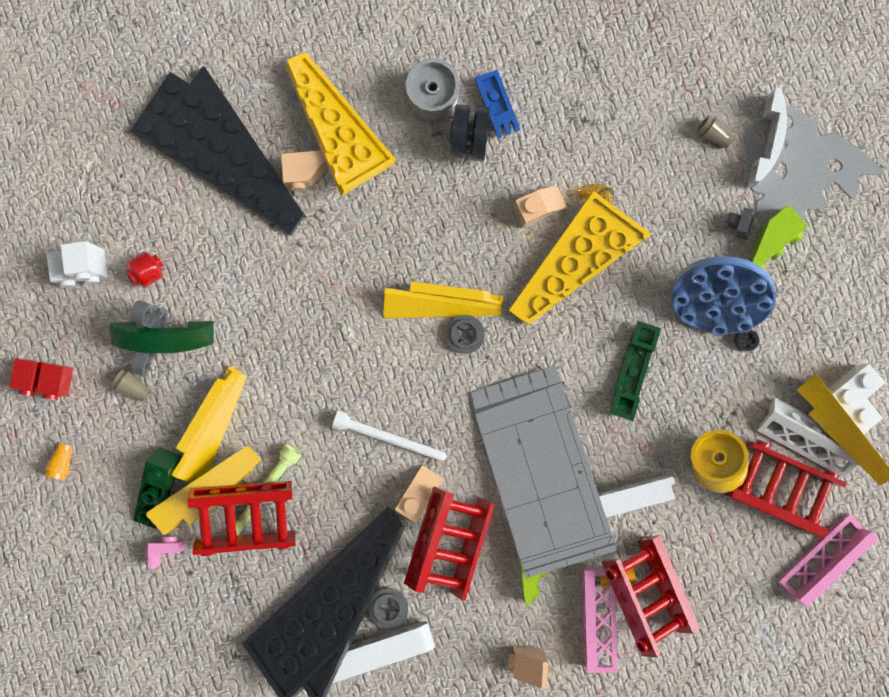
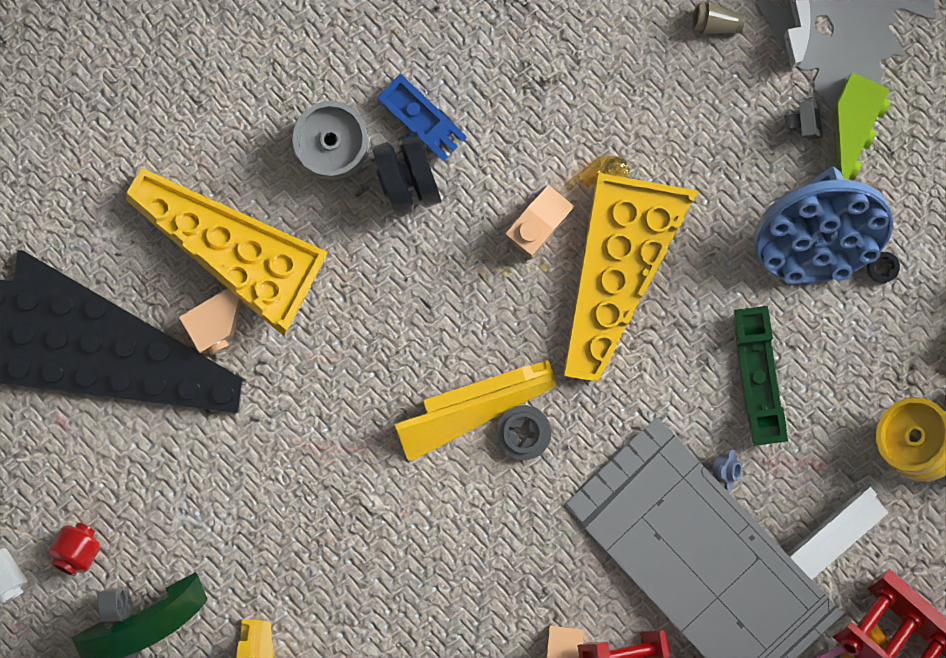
camera: 25 degrees left, 0 degrees up
(344, 422) = (424, 619): white piece -> none
(584, 420) = (727, 469): none -> sand blue plate

